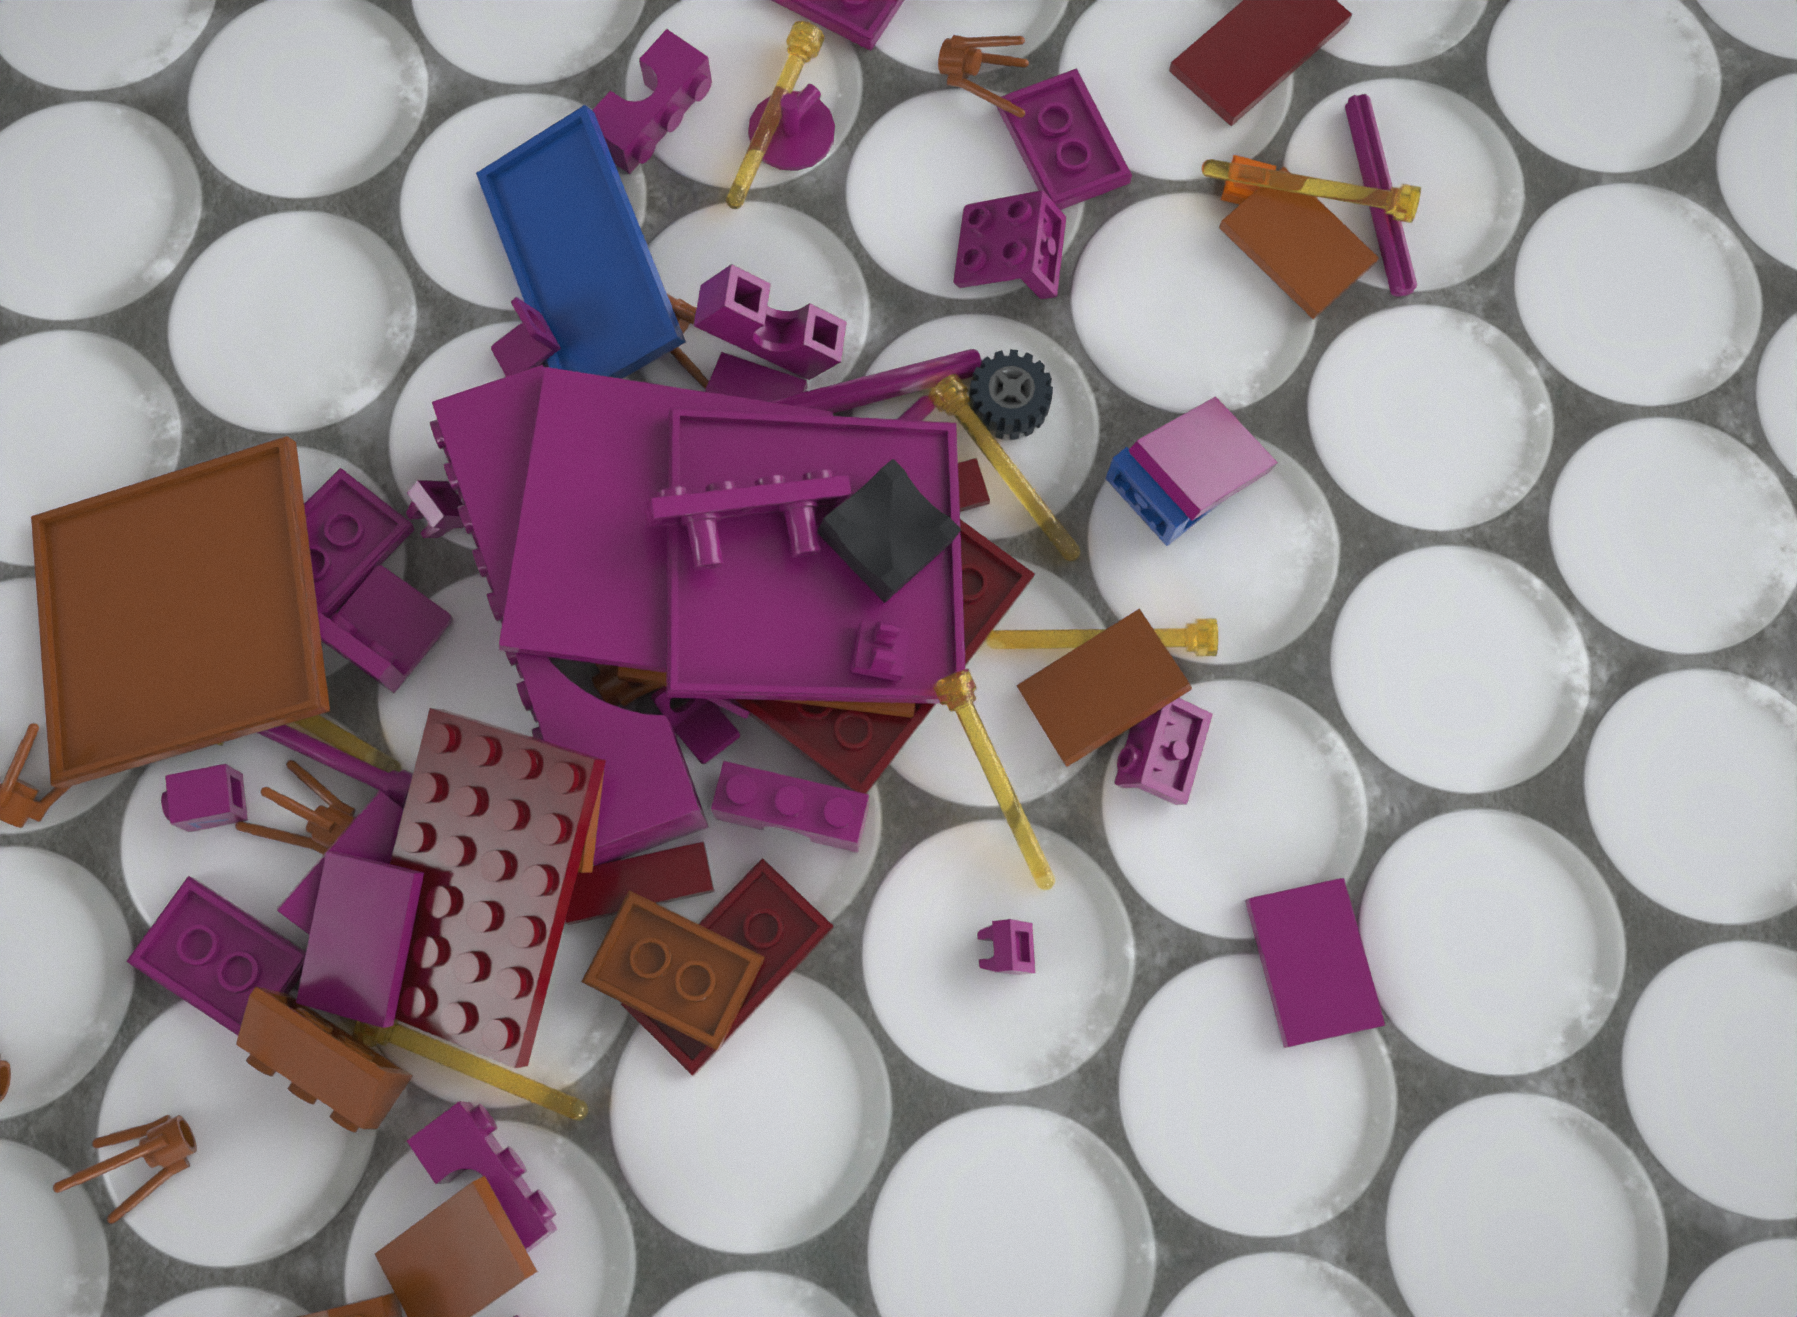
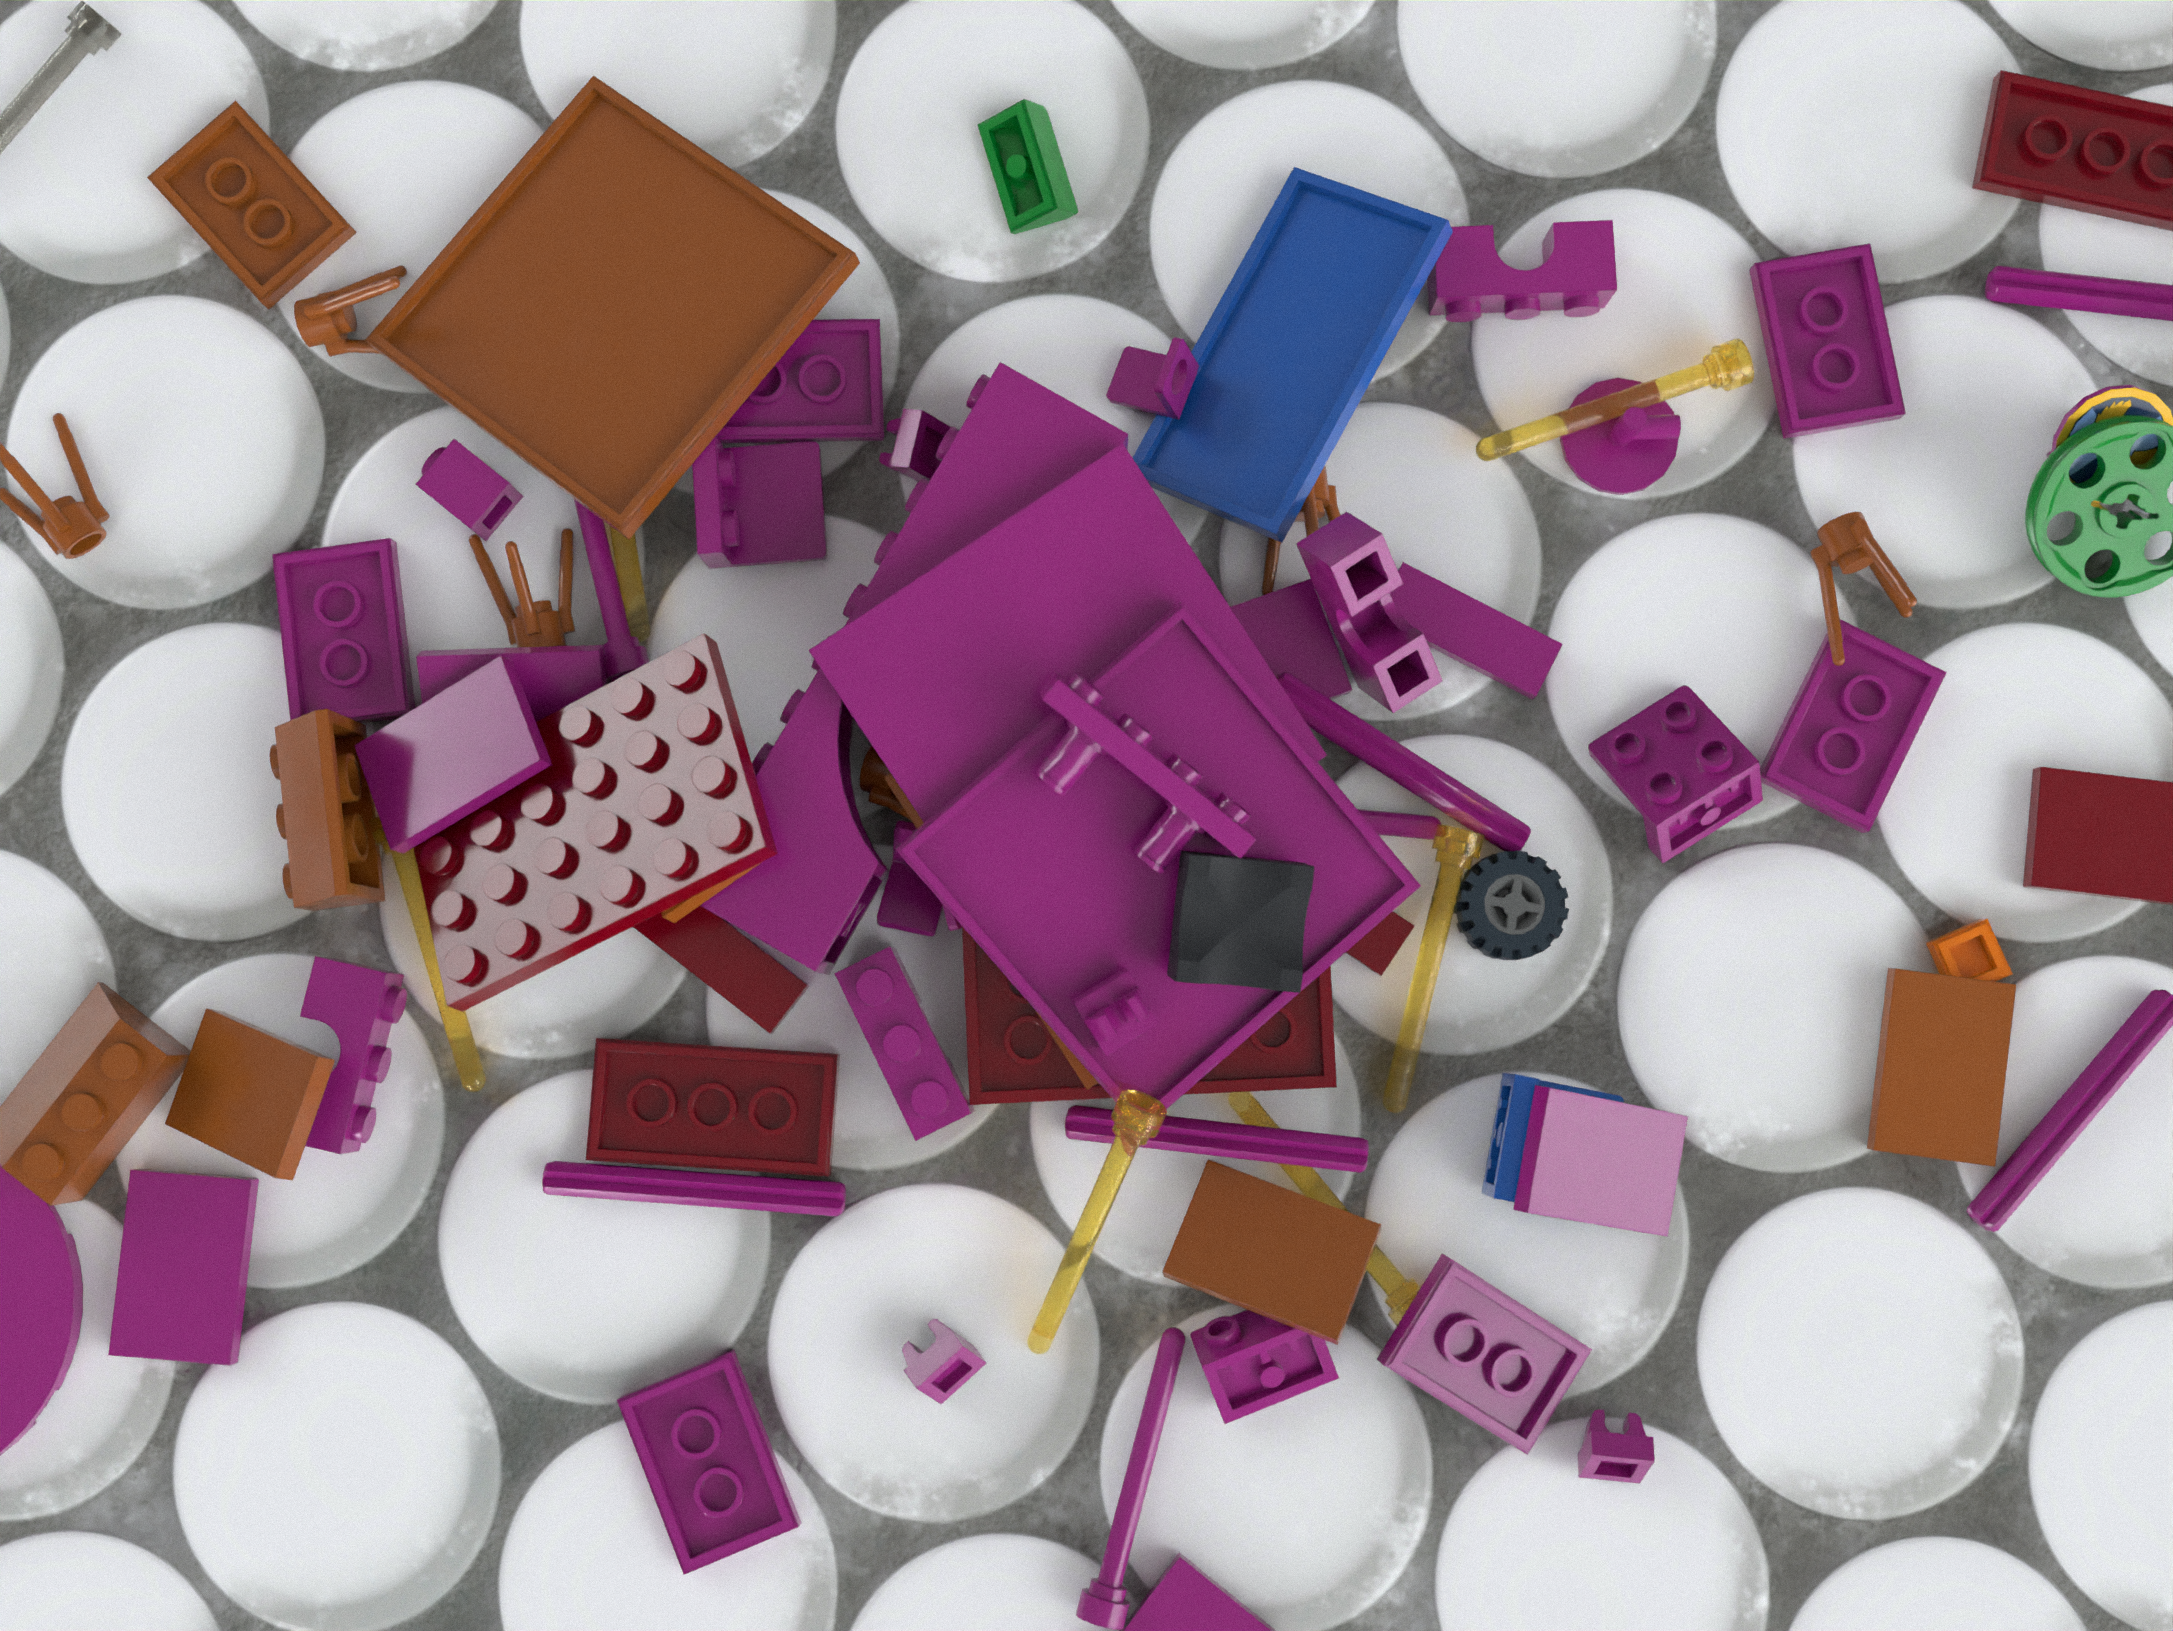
camera: 55 degrees right, 10 degrees up
(166, 1144) = (148, 740): dark orange plant -> none
(333, 317) = (1027, 167): none -> green slope
(673, 970) = (663, 1062): dark orange tile -> none
(768, 1021) = (694, 1188): none -> magenta axle
(841, 287) = (1475, 632): none -> magenta tile
(952, 1155) = (709, 1462): none -> magenta tile
(1012, 663) = (1230, 1140): none -> magenta axle
(1237, 963) = (1105, 1598): none -> magenta piece
(1265, 616) = (1484, 1354): none -> tile
(1384, 591) = (1615, 1455): none -> magenta tile
(1398, 202) = (2074, 1143): clear yellow piece -> none

